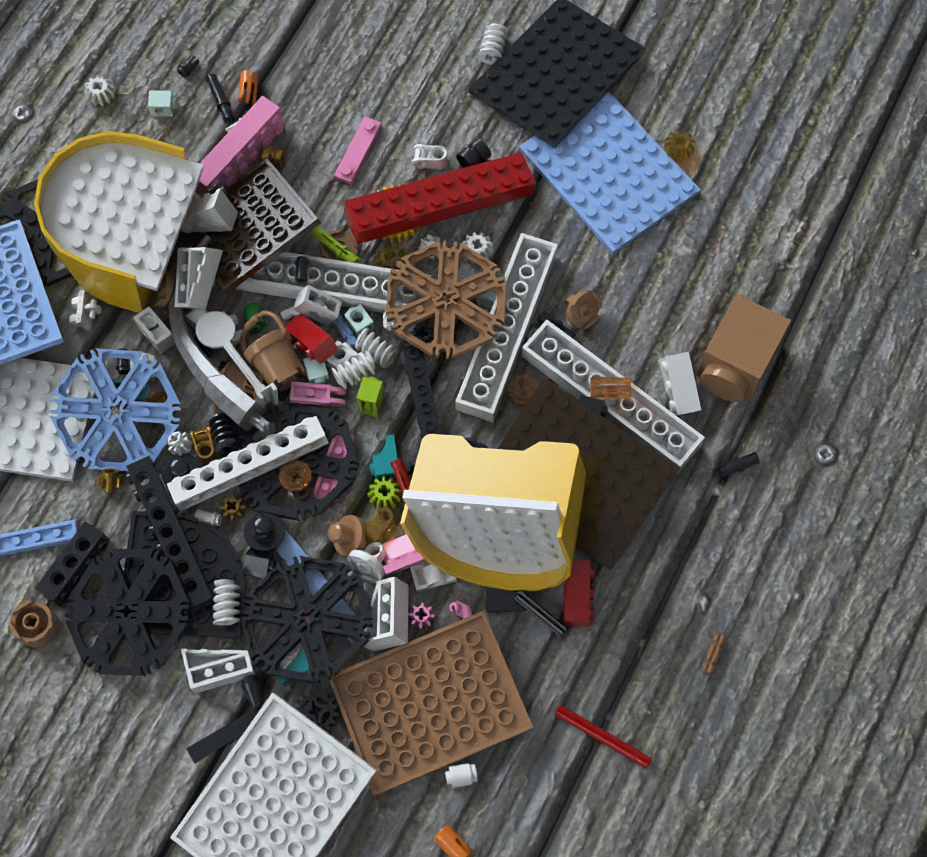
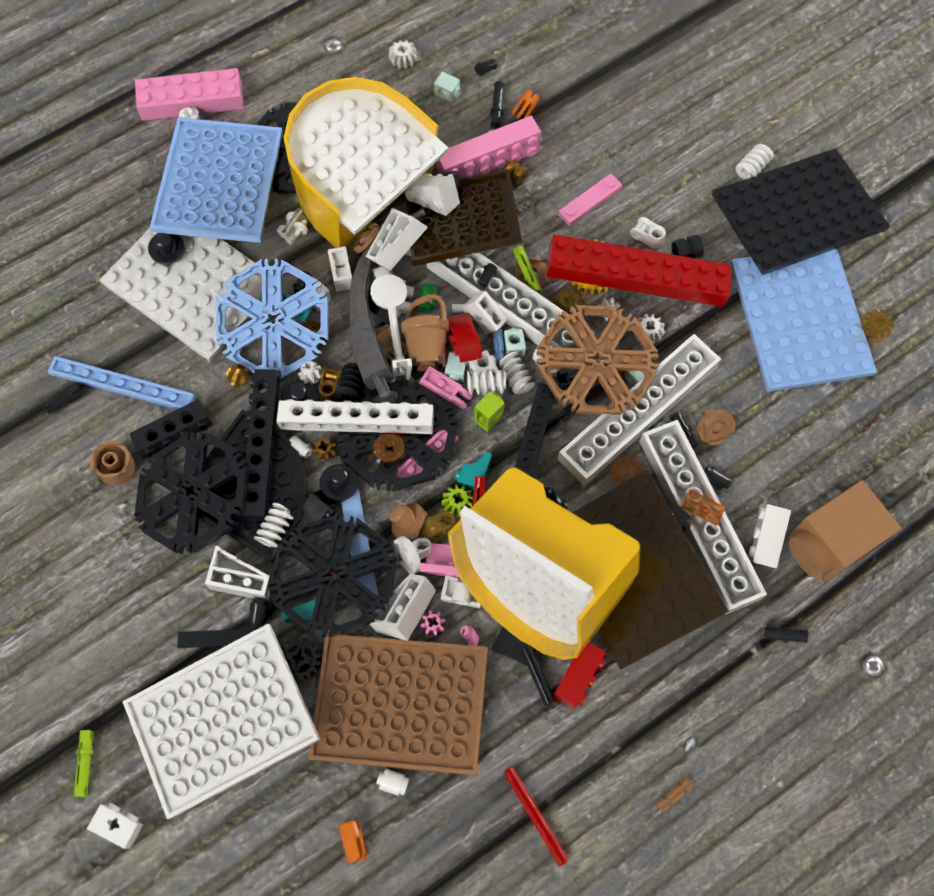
camera: 25 degrees right, 0 degrees up
(608, 355) = (717, 478): none -> black cone

